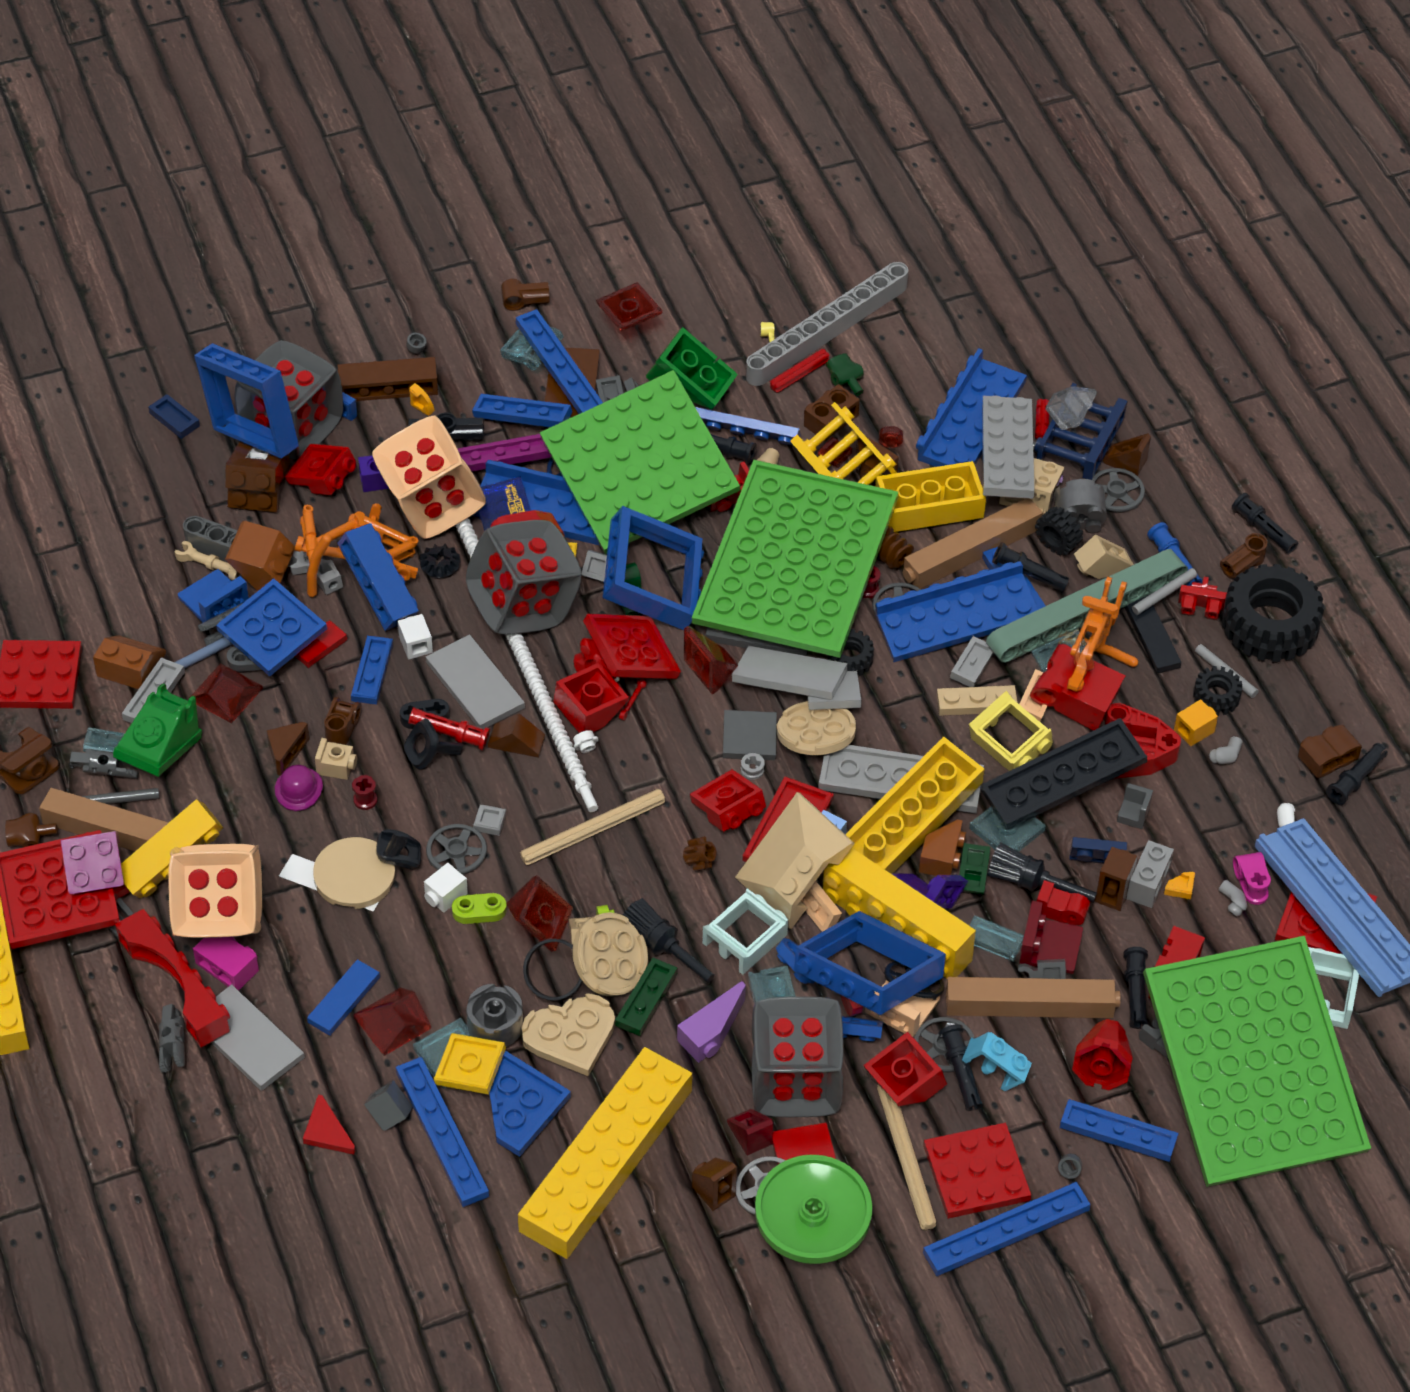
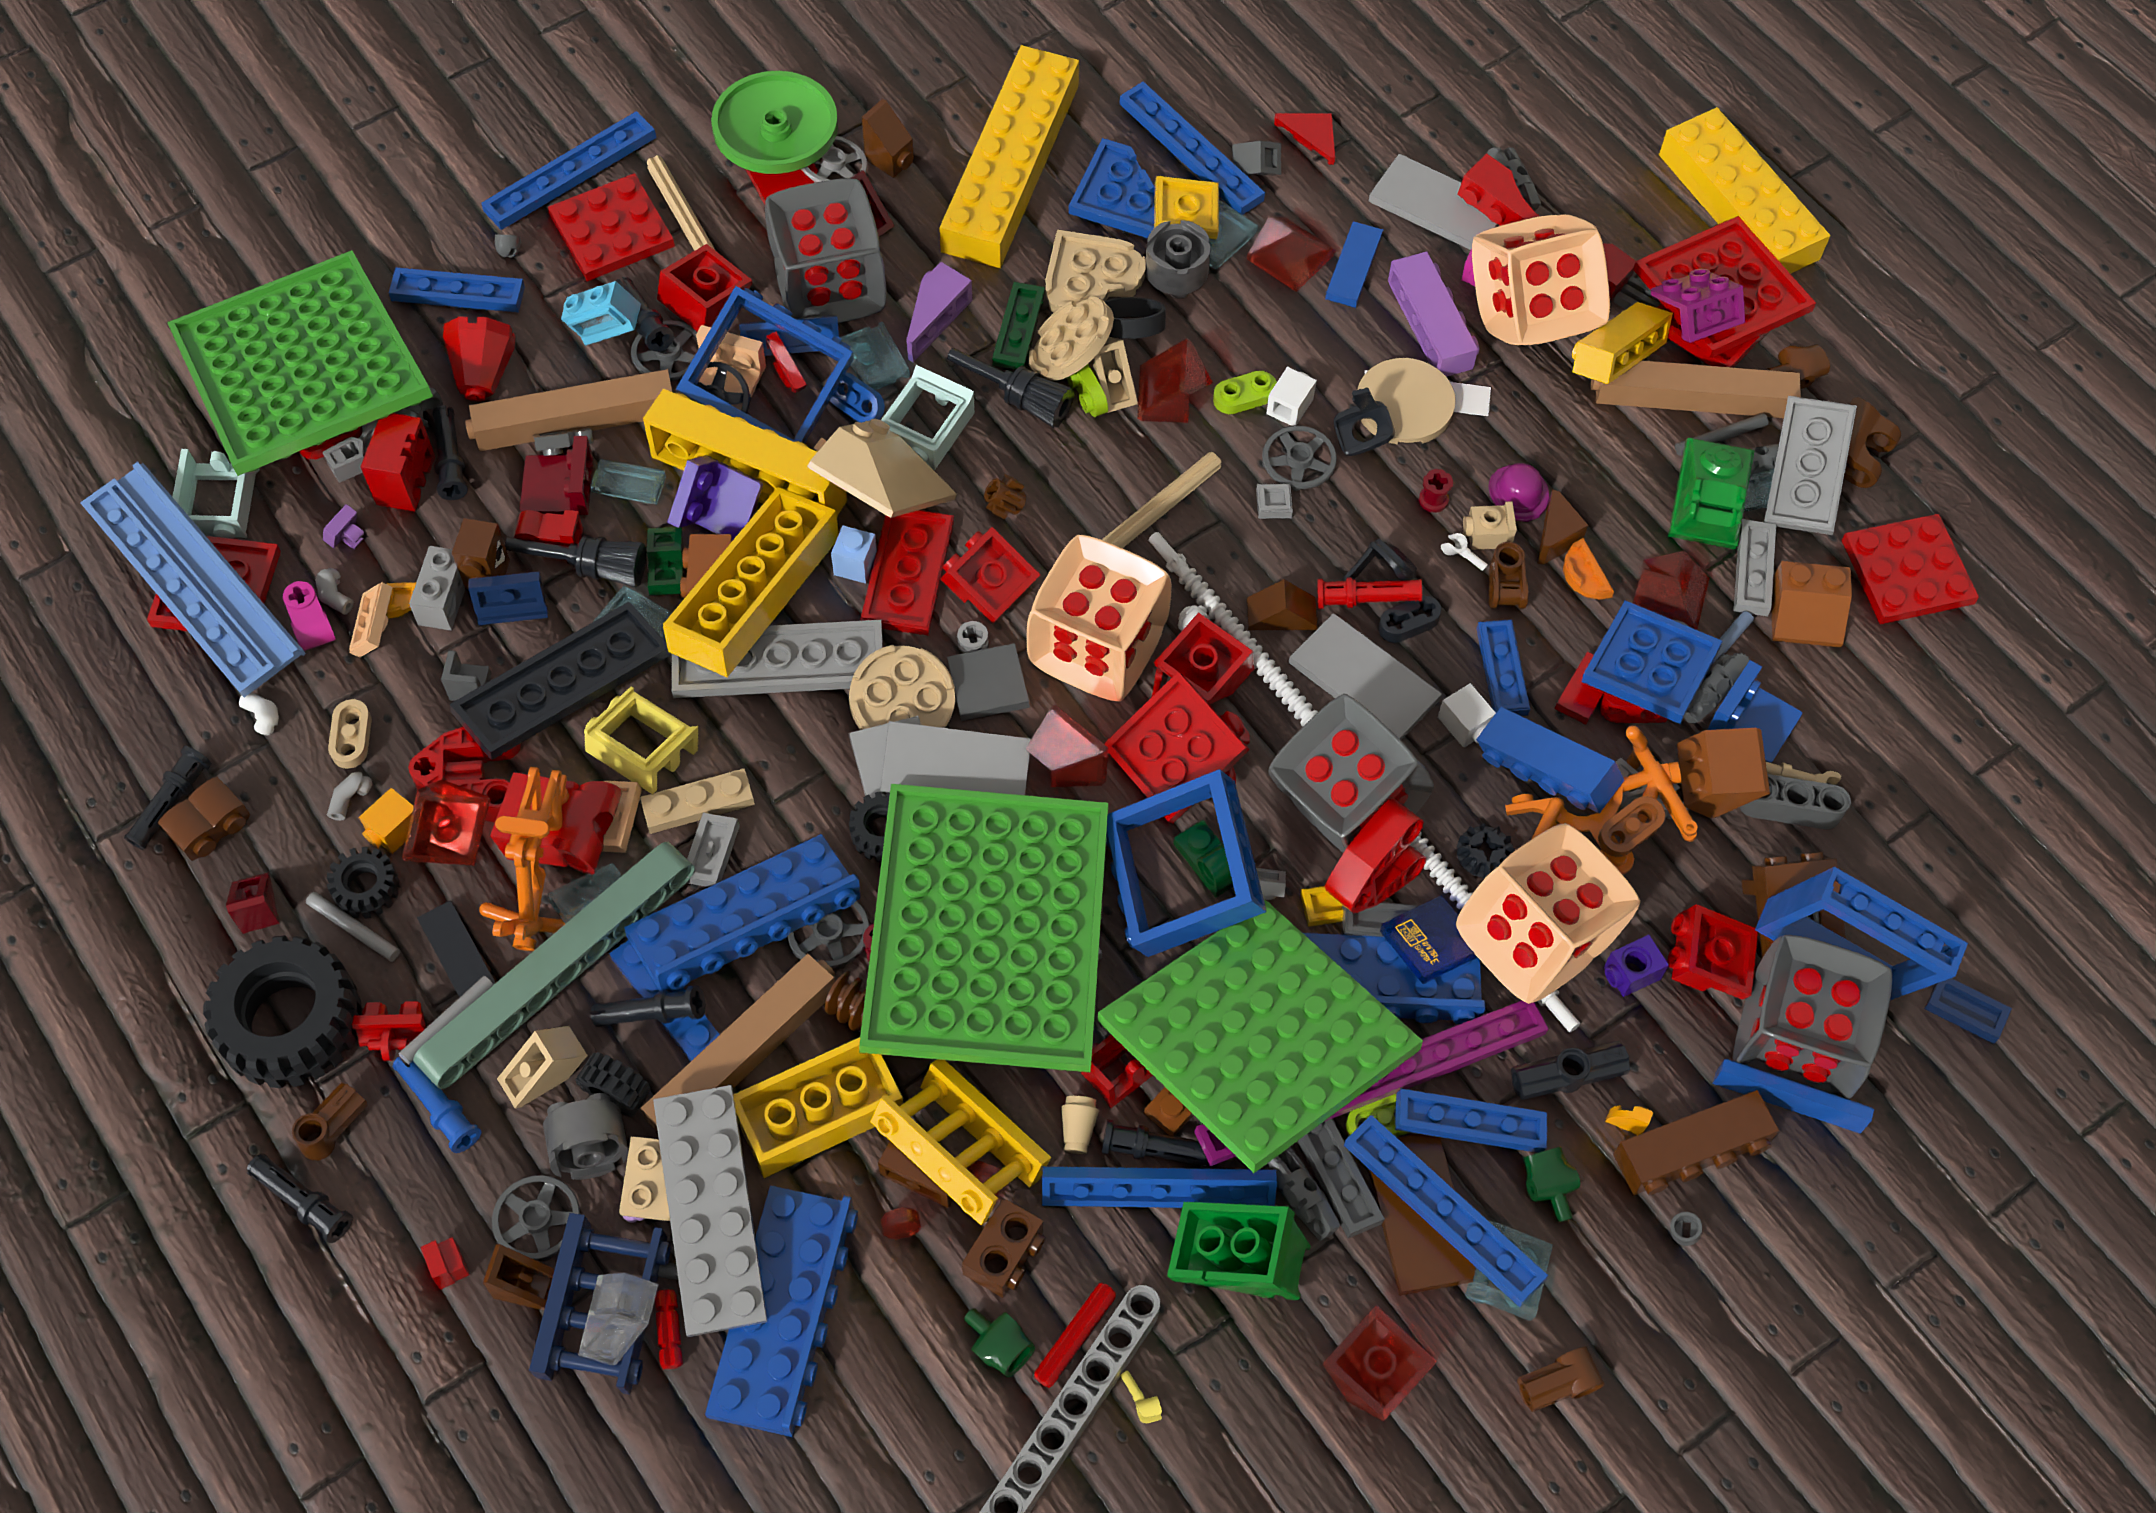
camera: 165 degrees right, 10 degrees up
(76, 732) = (1810, 465): none -> light grey tile
(280, 711) = (1584, 572): none -> orange plate
(300, 931) = (1433, 314): none -> medium lavender brick
(346, 516) = (1630, 828): none -> dark orange plate
(366, 752) = (1461, 548): none -> white hand
(484, 382) = (1551, 1178): none -> dark green piece
(660, 724) = (1098, 617): none -> light nougat piece
(1160, 700) = (446, 824): none -> clear red slope
(1175, 472) = (445, 1262): none -> red piece
(1204, 865) = (370, 619): none -> light nougat plate
(1223, 791) = (349, 736): none -> tan plate
(1225, 937) = (343, 528): none -> medium lavender tile
(1295, 690) = (252, 903): none -> dark red slope

